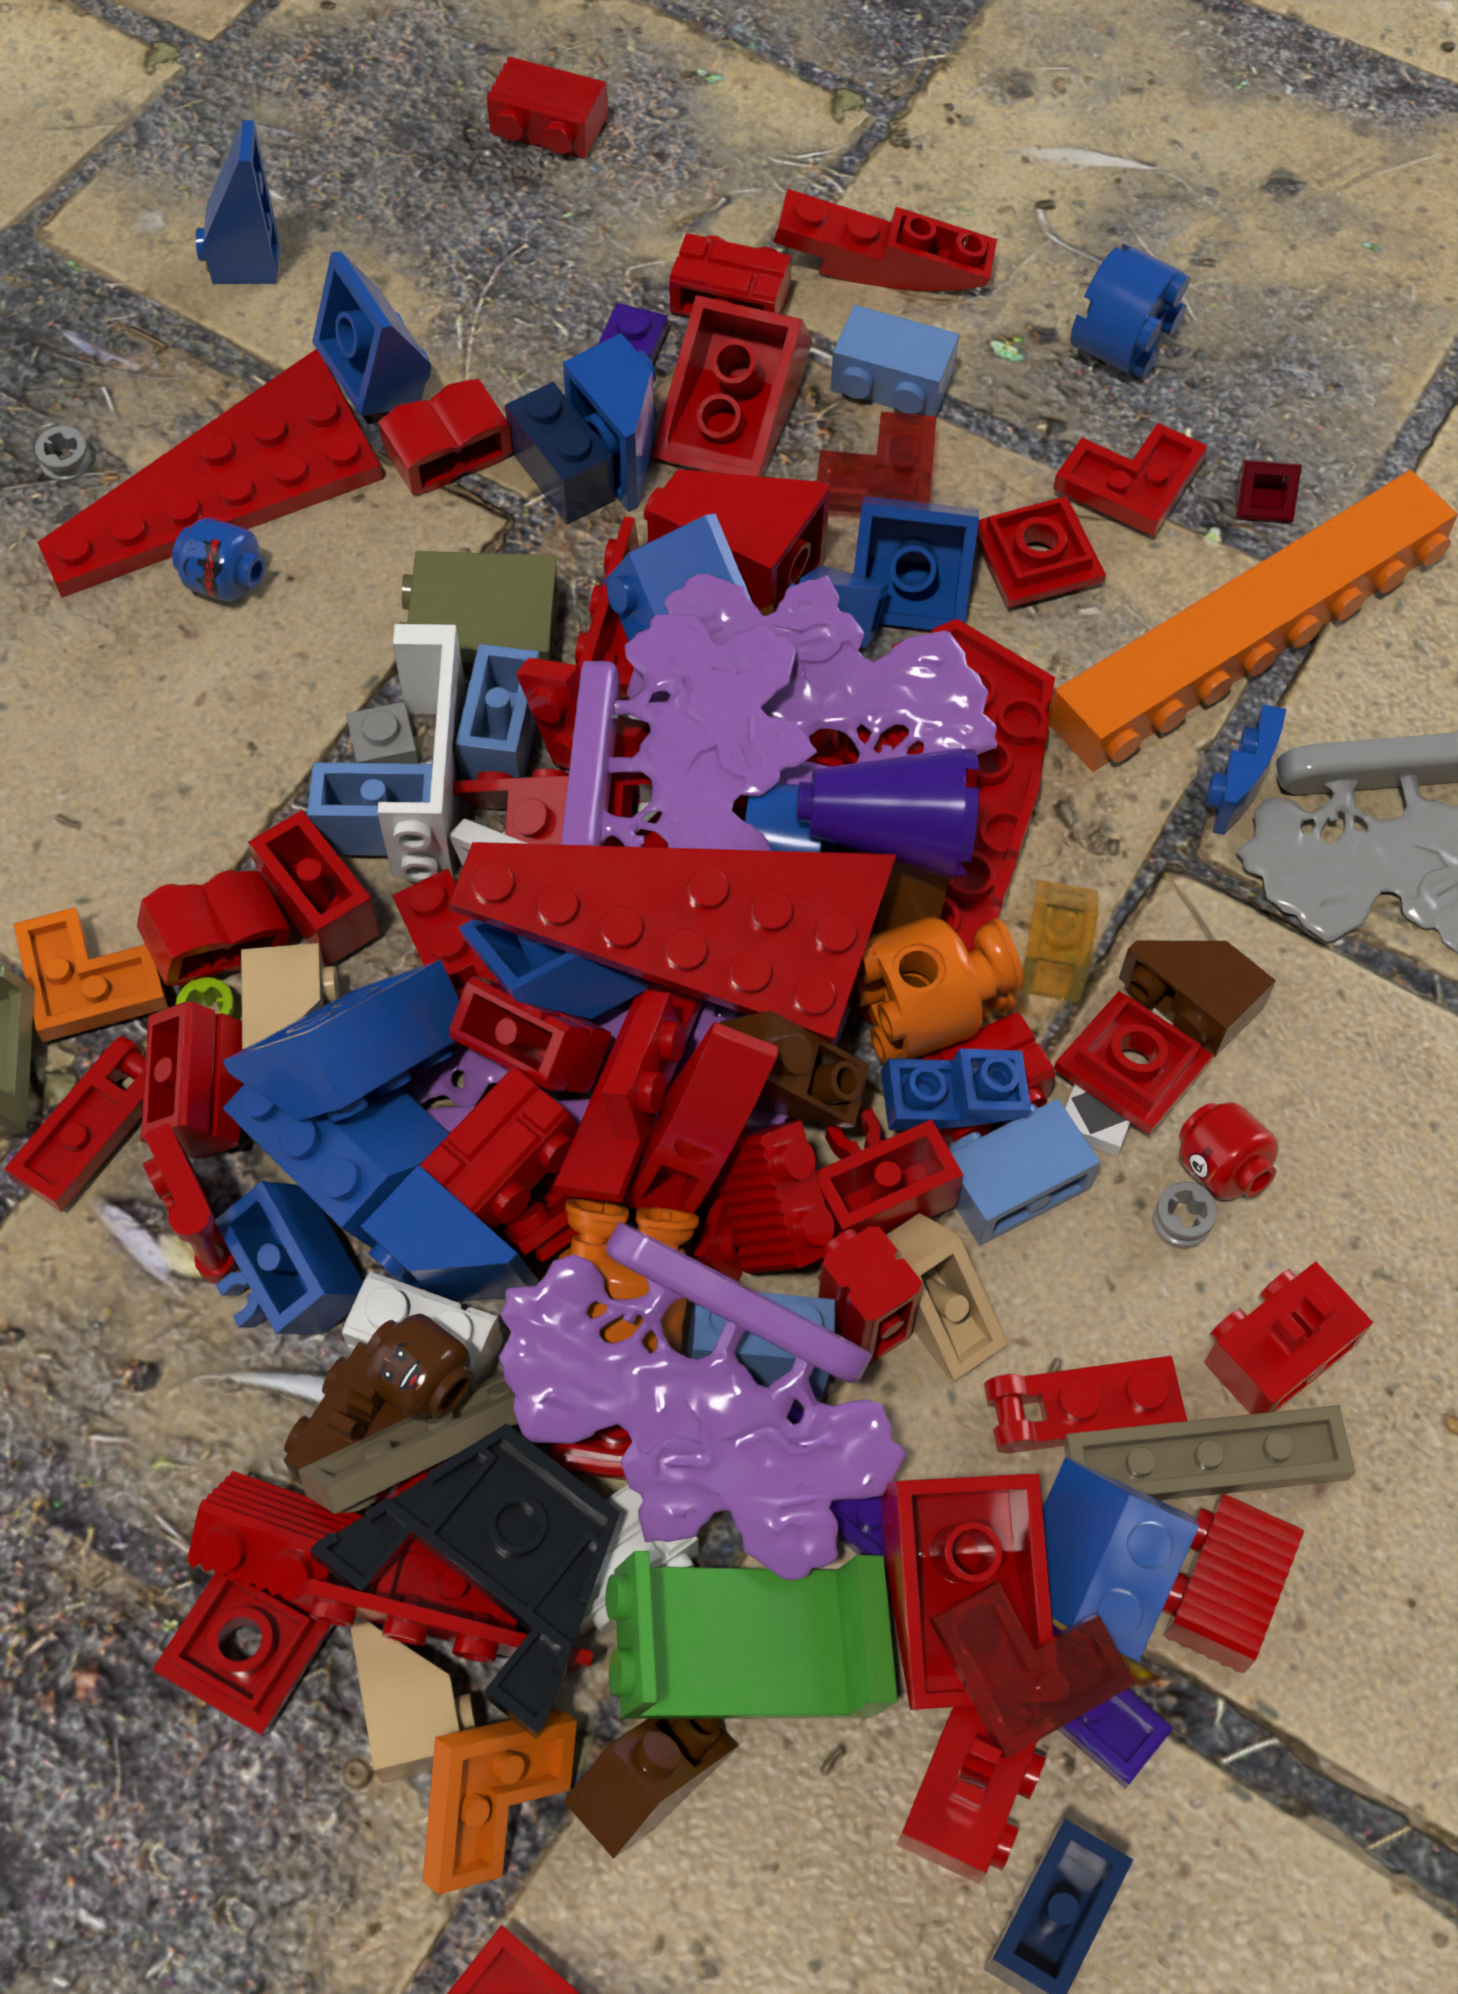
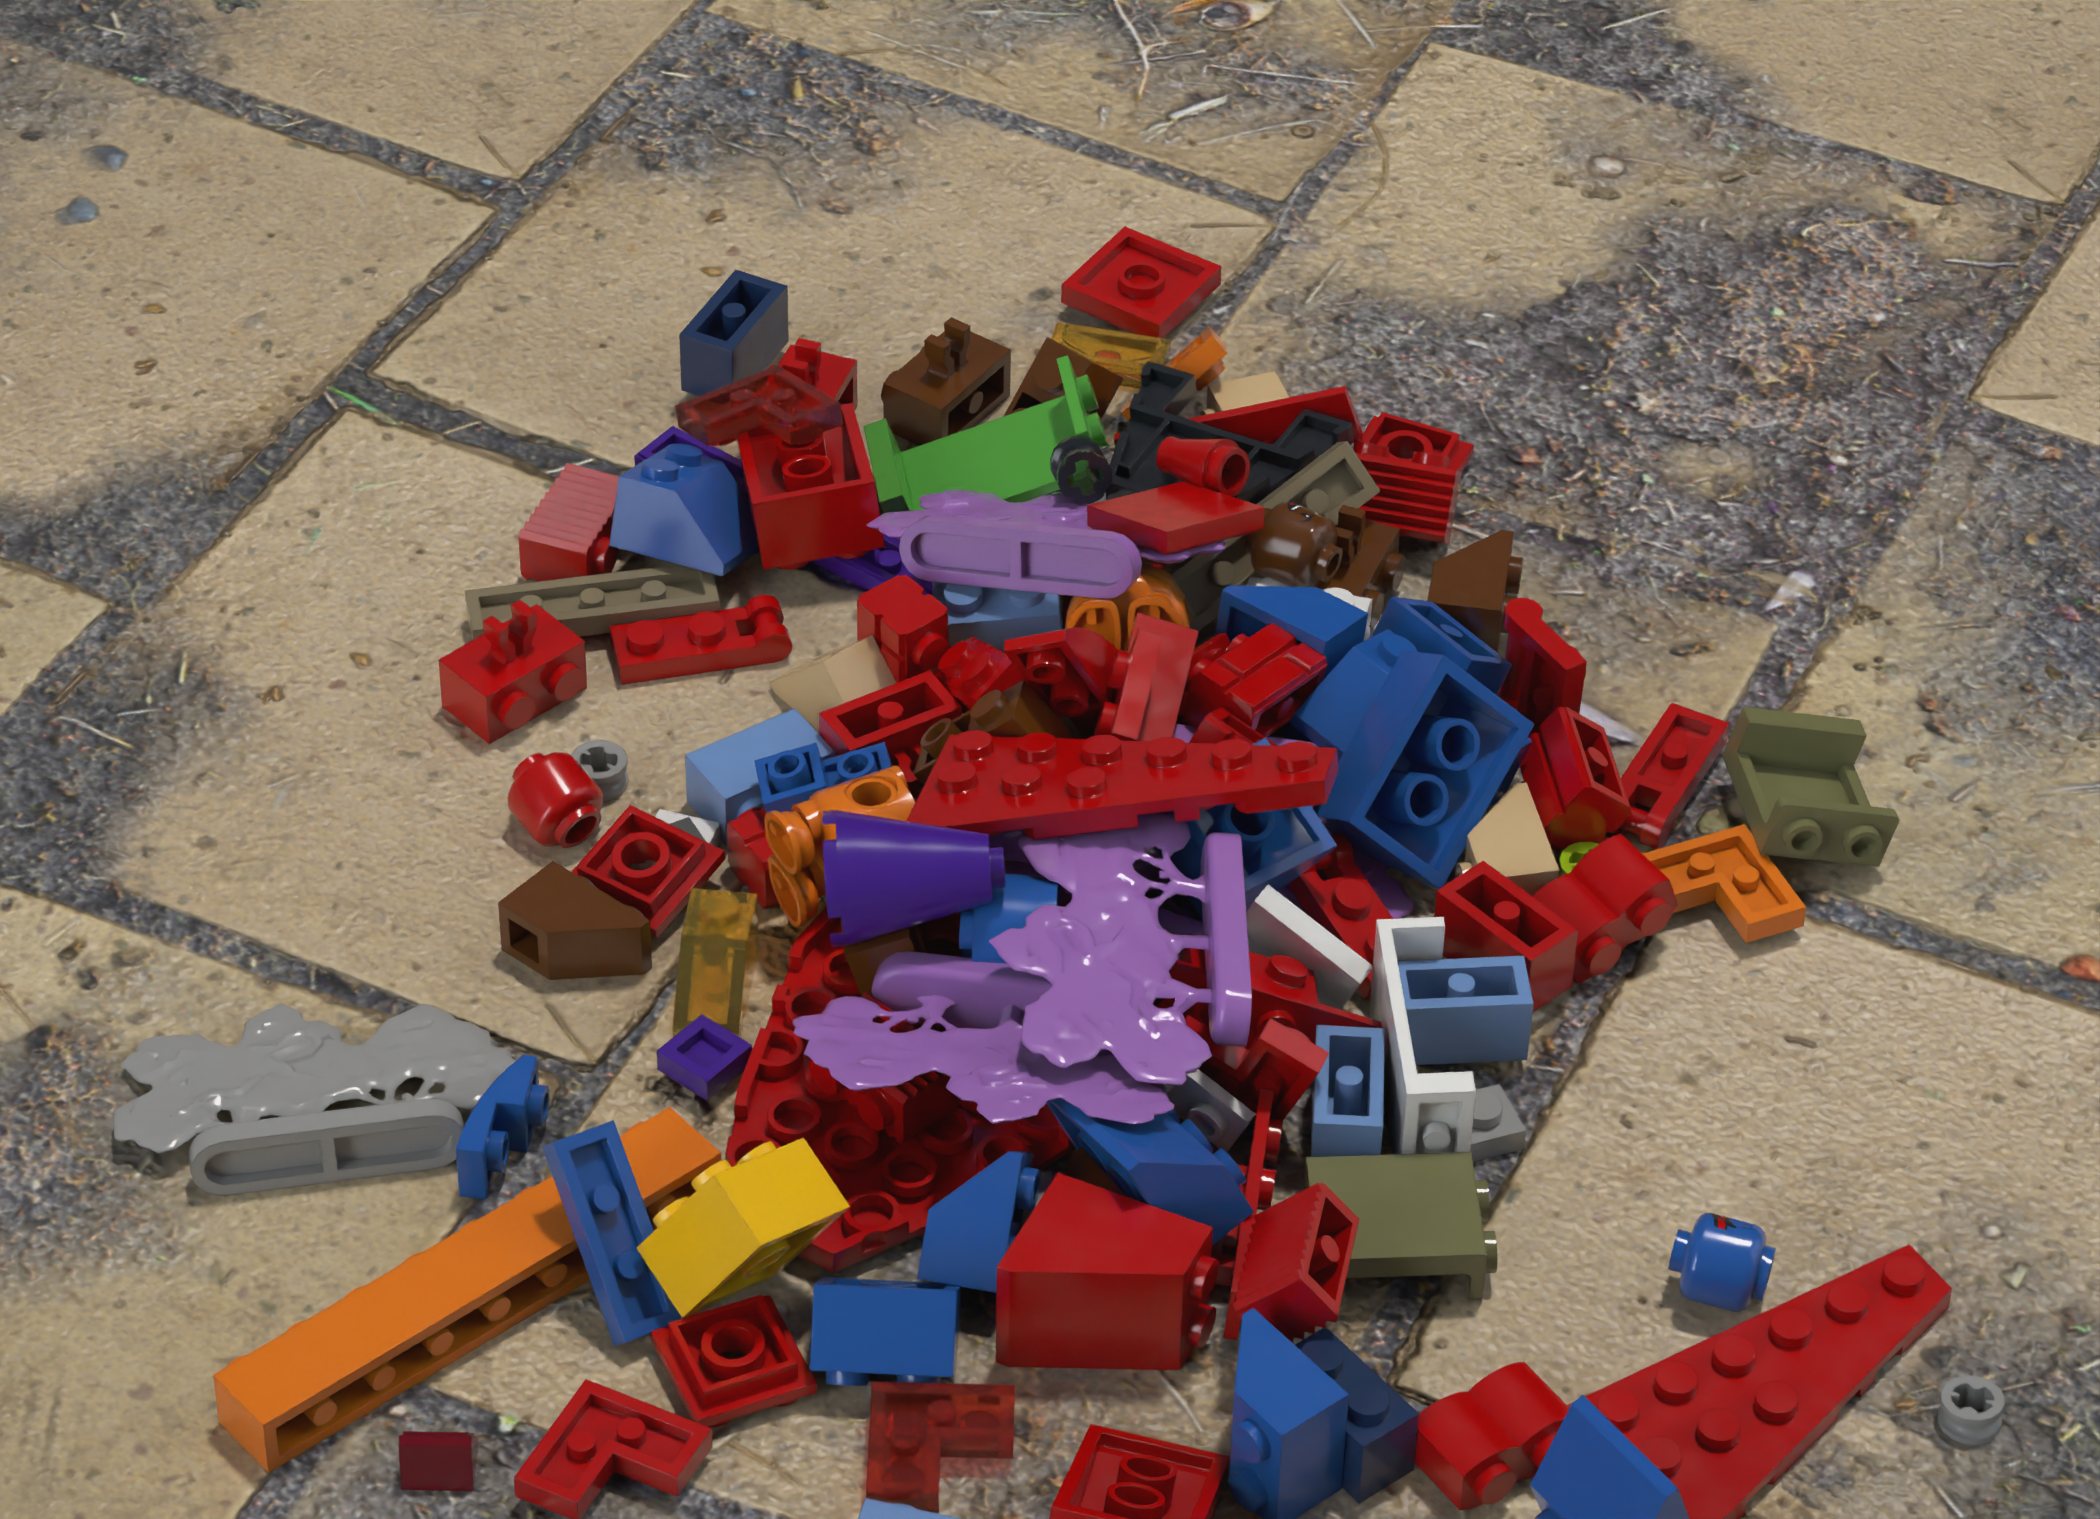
camera: 175 degrees right, 20 degrees down
(222, 1392) = (1475, 585): none -> reddish brown slope
(504, 1468) = (1205, 463): none -> red cone
(553, 1350) = (1176, 517): none -> red tile
(573, 1907) = (1115, 350): none -> clear yellow tile
(580, 506) = (1298, 1261): none -> red brick
(647, 1508) = (1063, 467): none -> black bush
(788, 1819) = (947, 385): none -> reddish brown brick
(1037, 579) = (741, 1224): none -> yellow brick
(1068, 839) = (704, 1057): none -> dark purple plate
(1148, 604) = (608, 1228): none -> blue plate

